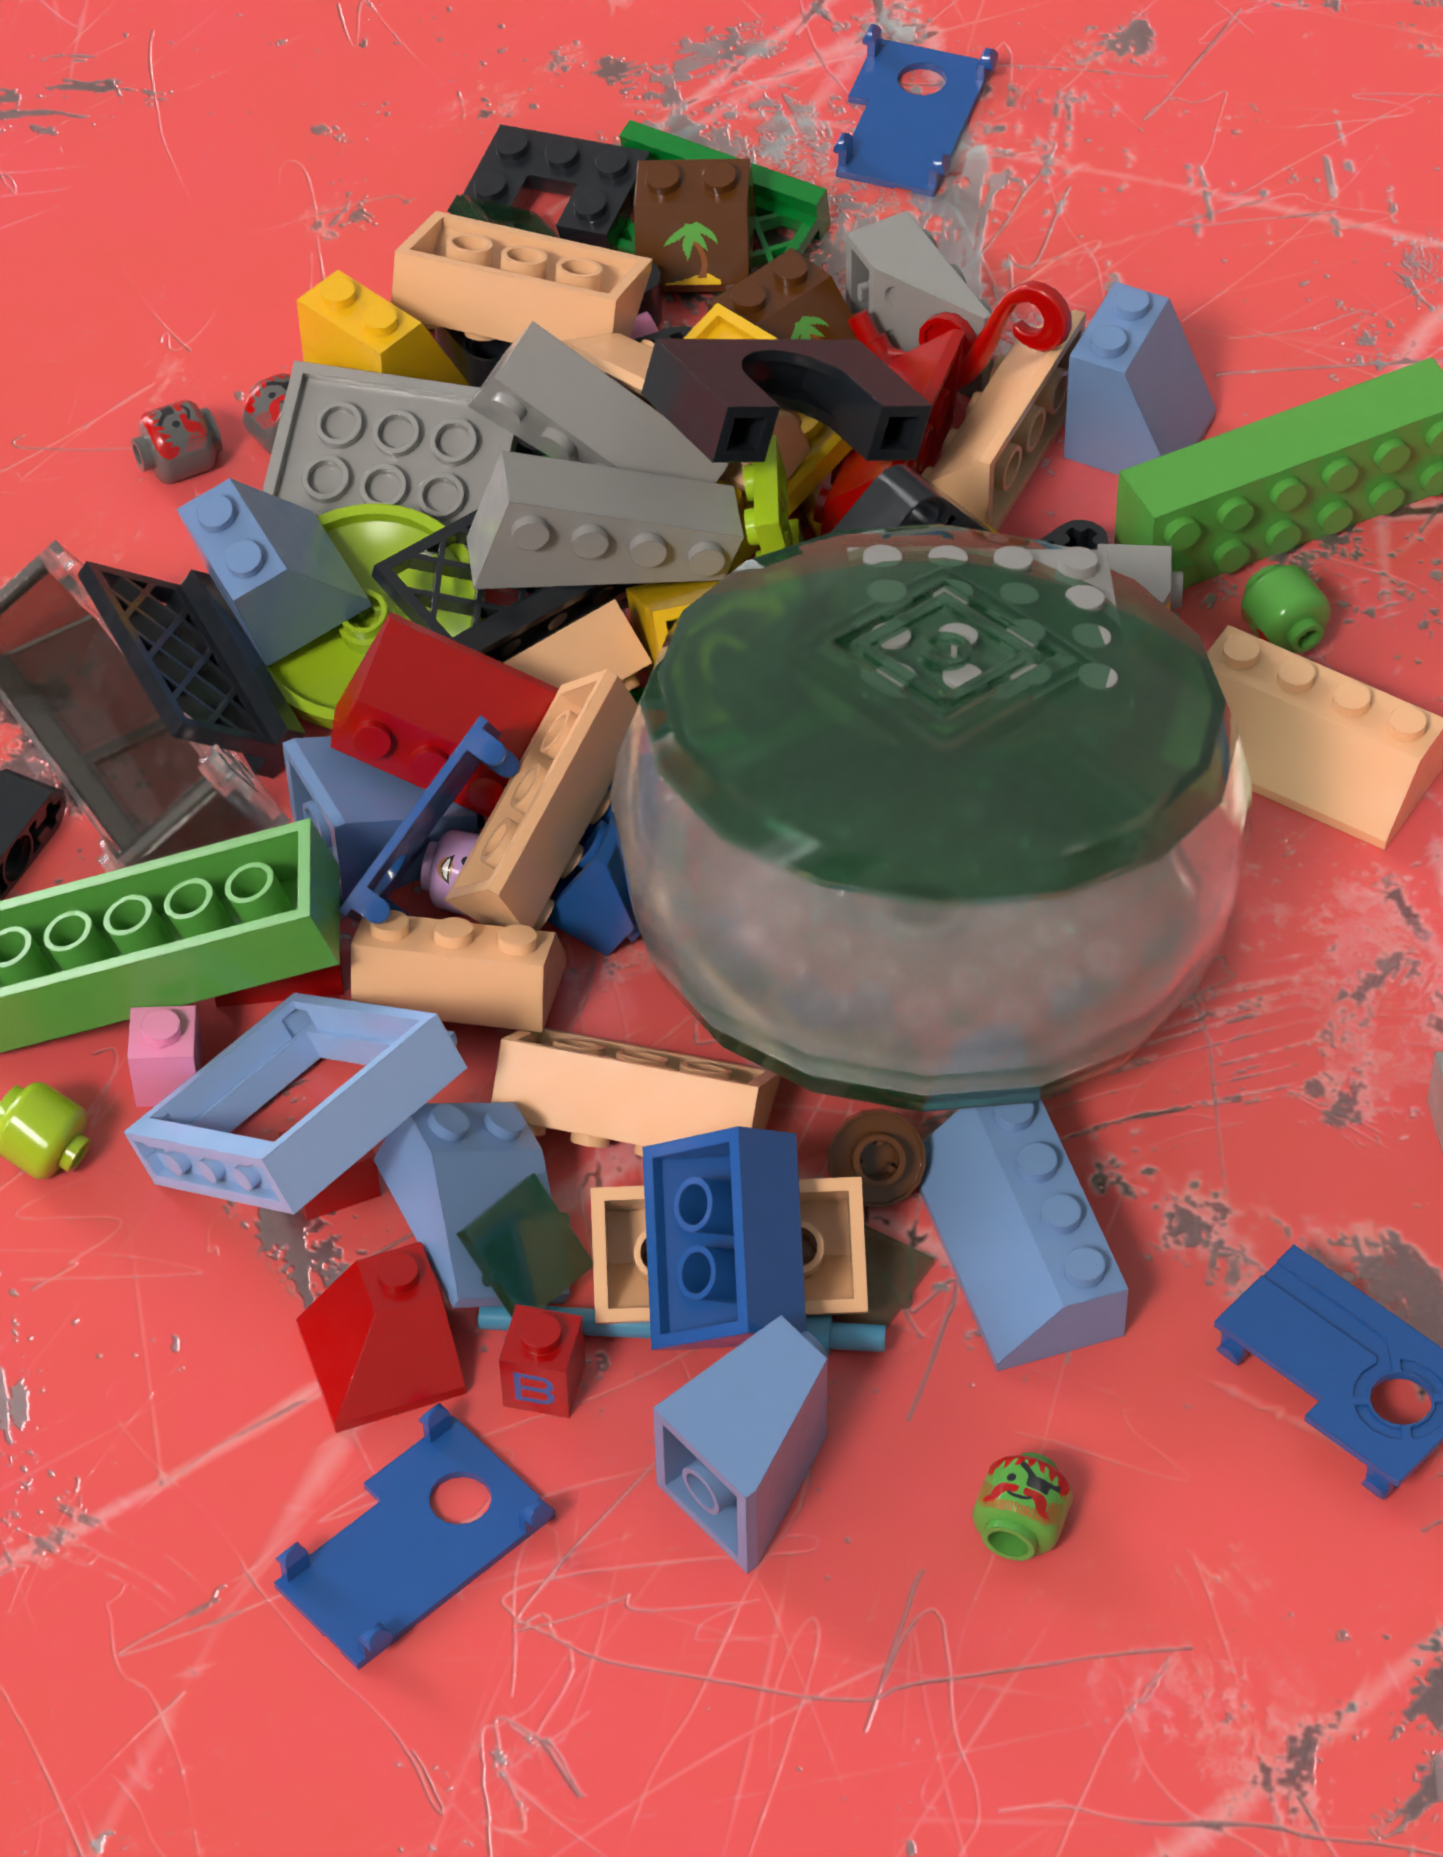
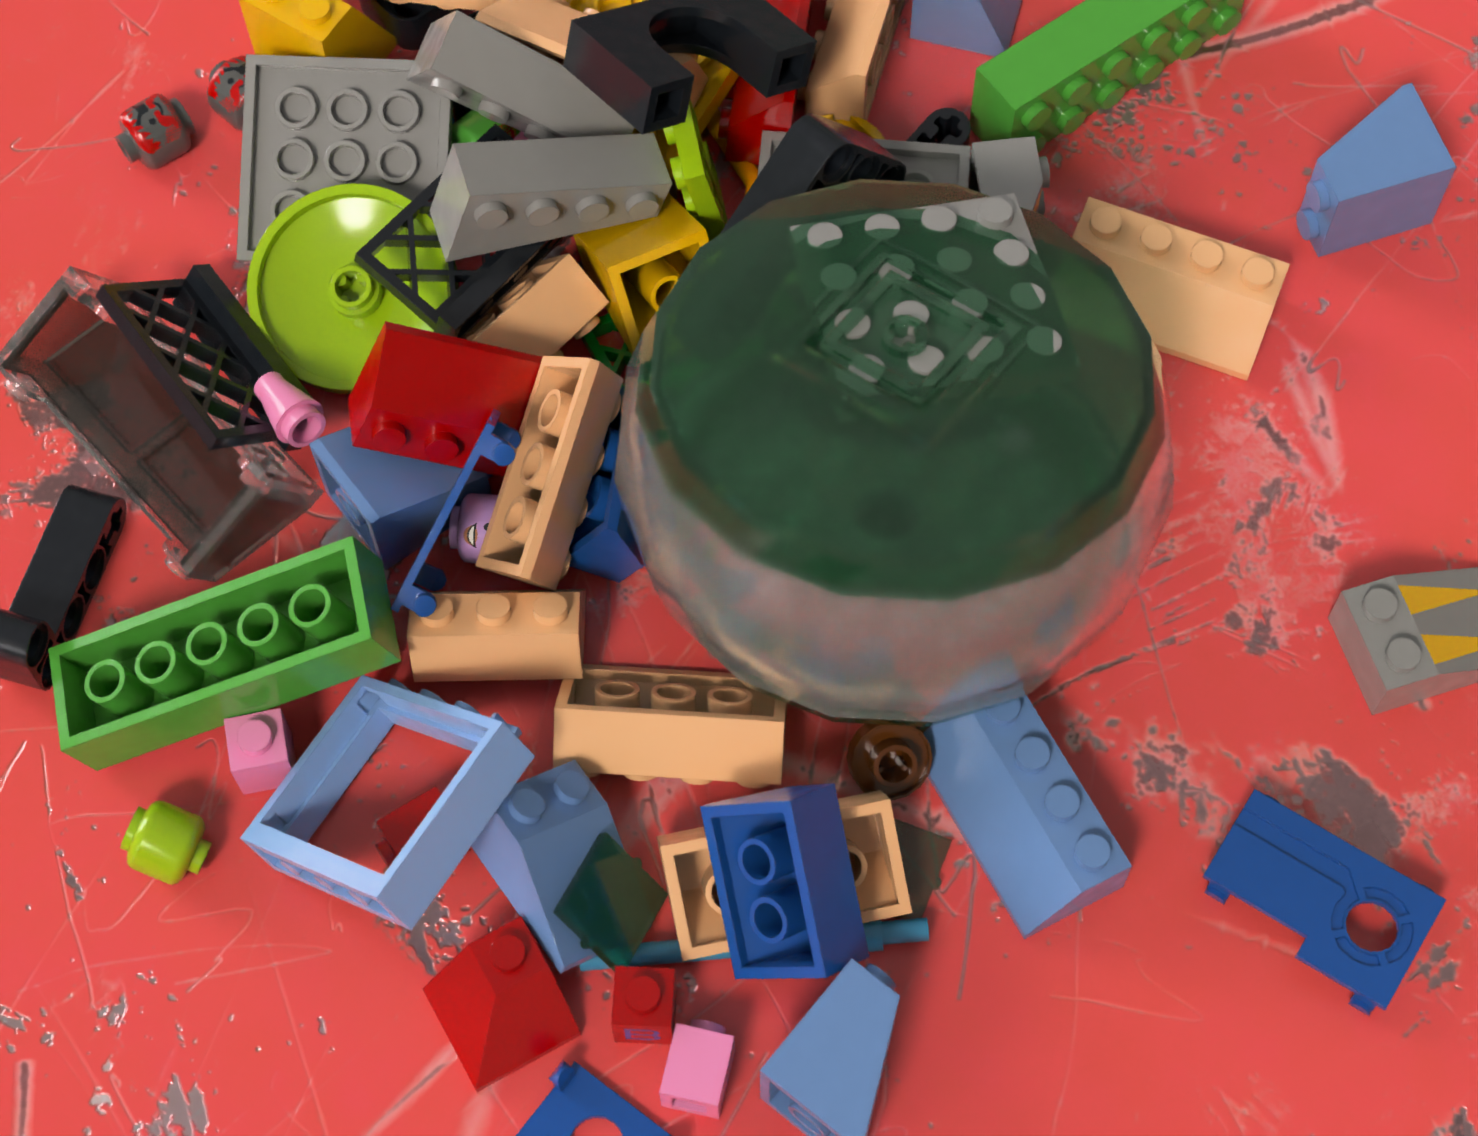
camera: 10 degrees left, 15 degrees up
(267, 717) = (291, 412): none -> bright pink cone
(272, 566) = (266, 264): medium blue slope -> none
(589, 1435) = (698, 1068): none -> bright pink brick
(1022, 1506) = (1075, 1078): bright green head -> none
(1286, 607) = (1127, 167): bright green head -> none

